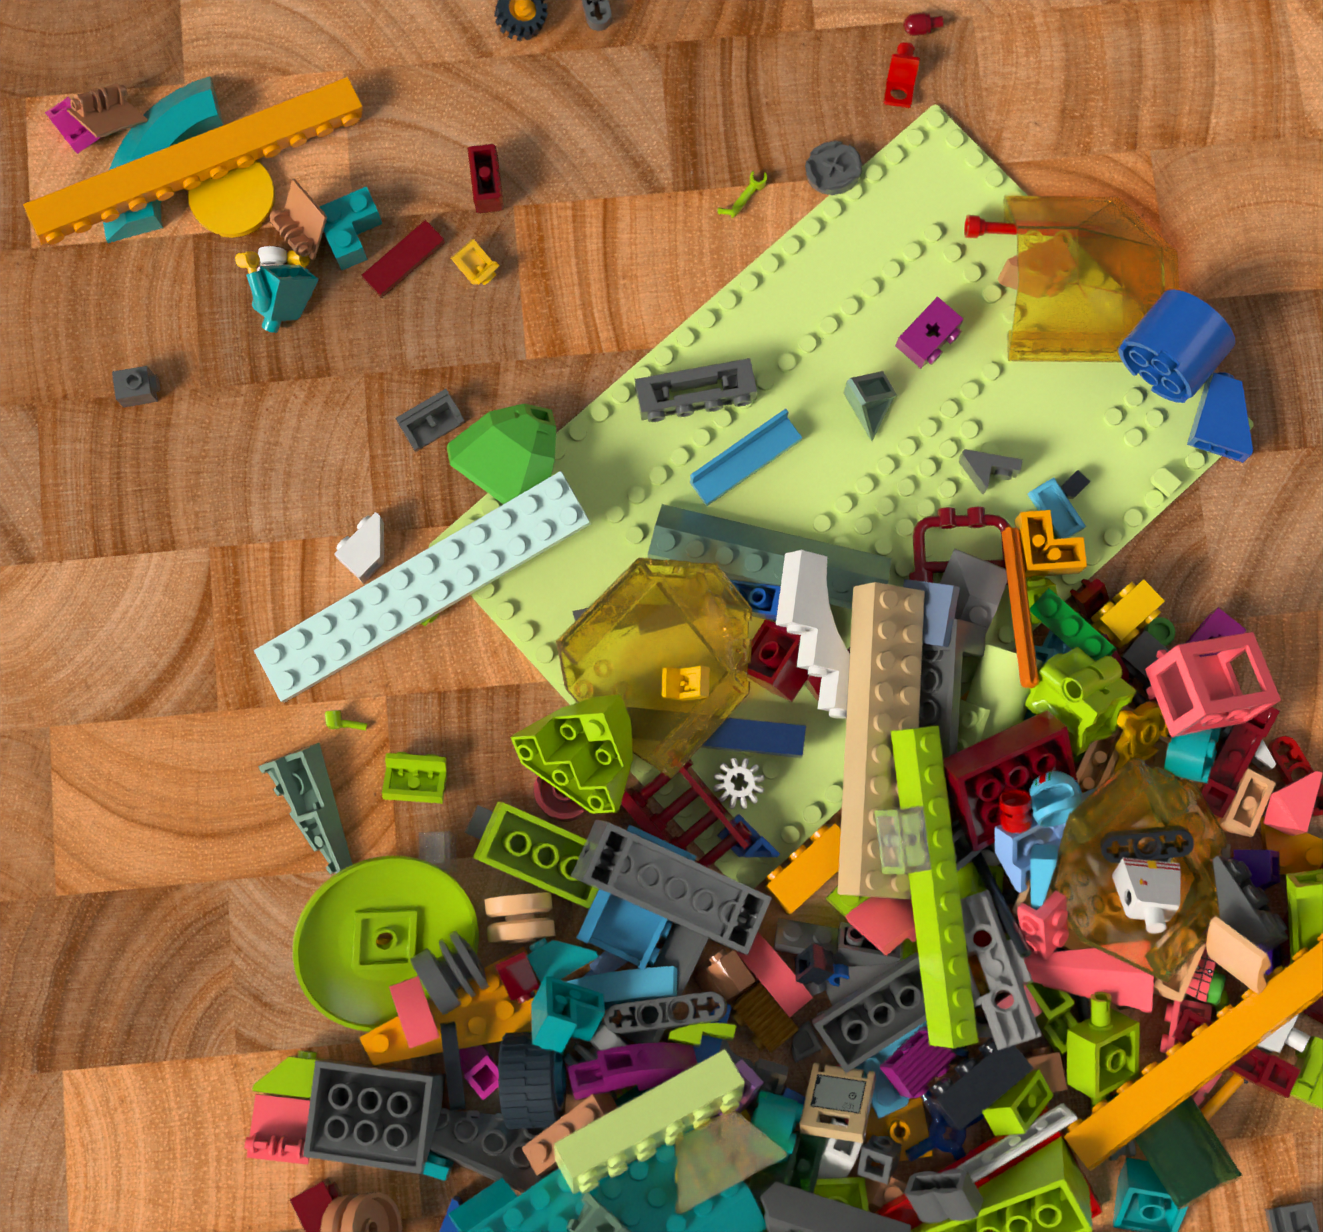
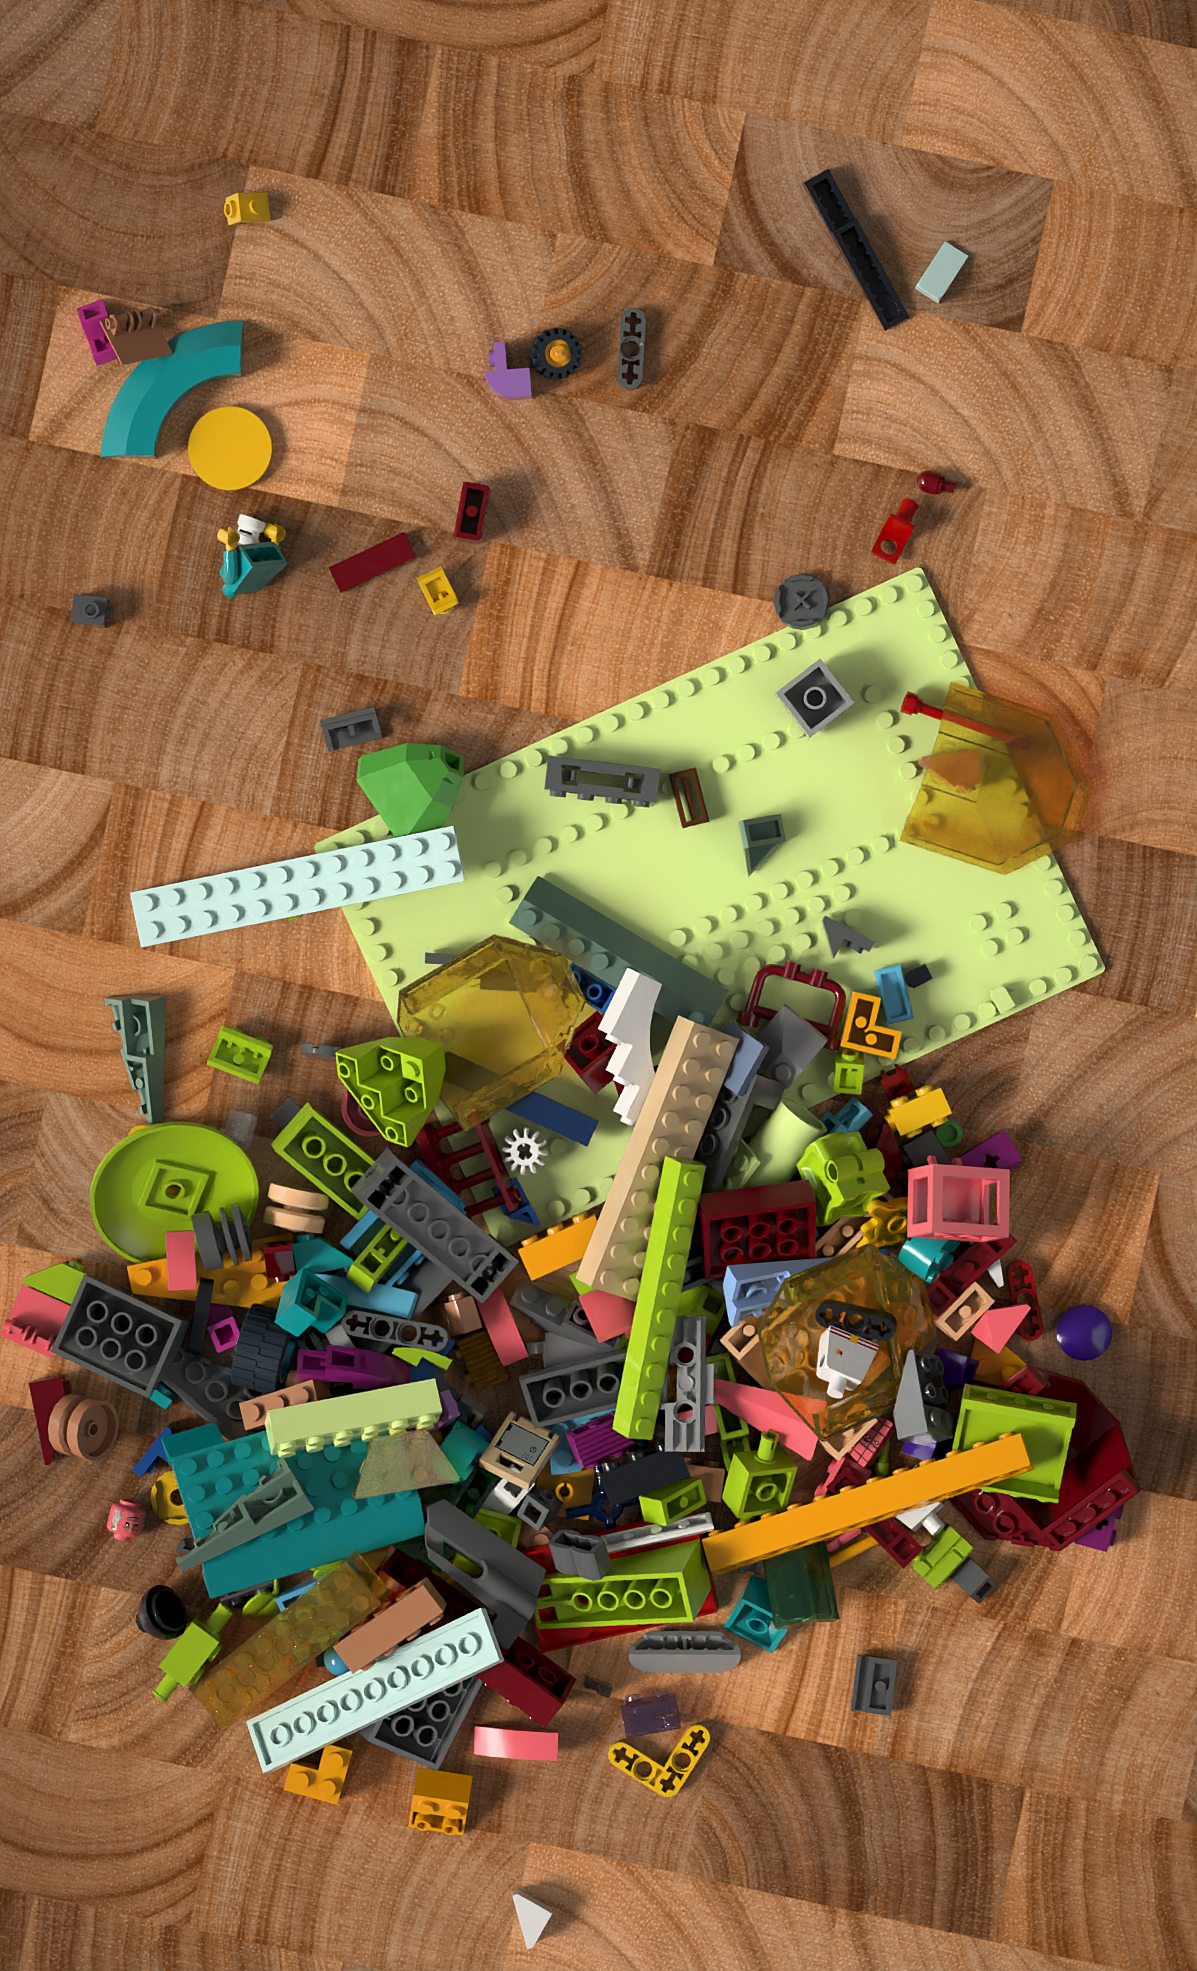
camera: 15 degrees right, 10 degrees up
(193, 161) = (207, 415): light orange brick -> none
(300, 222) = (288, 503): nougat hinge -> none
(334, 721) = (183, 978): lime hand -> none
(347, 219) = (323, 513): teal brick -> none
(364, 549) = (256, 832): white slope -> none
(483, 52) = (504, 382): none -> medium lavender brick
(499, 748) = (323, 1052): none -> dark grey tile
(621, 941) = (376, 1258): none -> lime slope
(685, 683) = (504, 1050): yellow bracket -> none
(744, 197) = (708, 603): lime piece -> none
(745, 458) = (627, 858): dark azure panel -> none
(799, 403) = (694, 821): none -> reddish brown tile
(805, 1042) = (510, 1391): dark grey tile -> none
(817, 966) = (540, 1331): black piece -> none
(879, 246) = (814, 698): none -> light grey brick
(902, 840) = (642, 1252): clear brick -> none
(935, 318) = (843, 780): magenta brick -> none
(1001, 906) = (712, 1332): black piece -> none
(1016, 813) = (748, 1258): red wheel -> none
(1020, 608) = (821, 1078): orange axle -> none
(1043, 864) = (751, 1316): medium azure slope -> none
(1046, 927) = (742, 1363): coral bracket -> none
(1054, 797) = (784, 1257): medium azure helmet -> none
(1070, 626) = (862, 1109): green plate -> none
(1177, 345) = (1049, 884): blue brick -> none
(1216, 988) = (879, 1459): bright green tile -> none
(1222, 419) = (1072, 958): blue slope -> none
(1237, 955) = (895, 1438): light nougat slope -> none

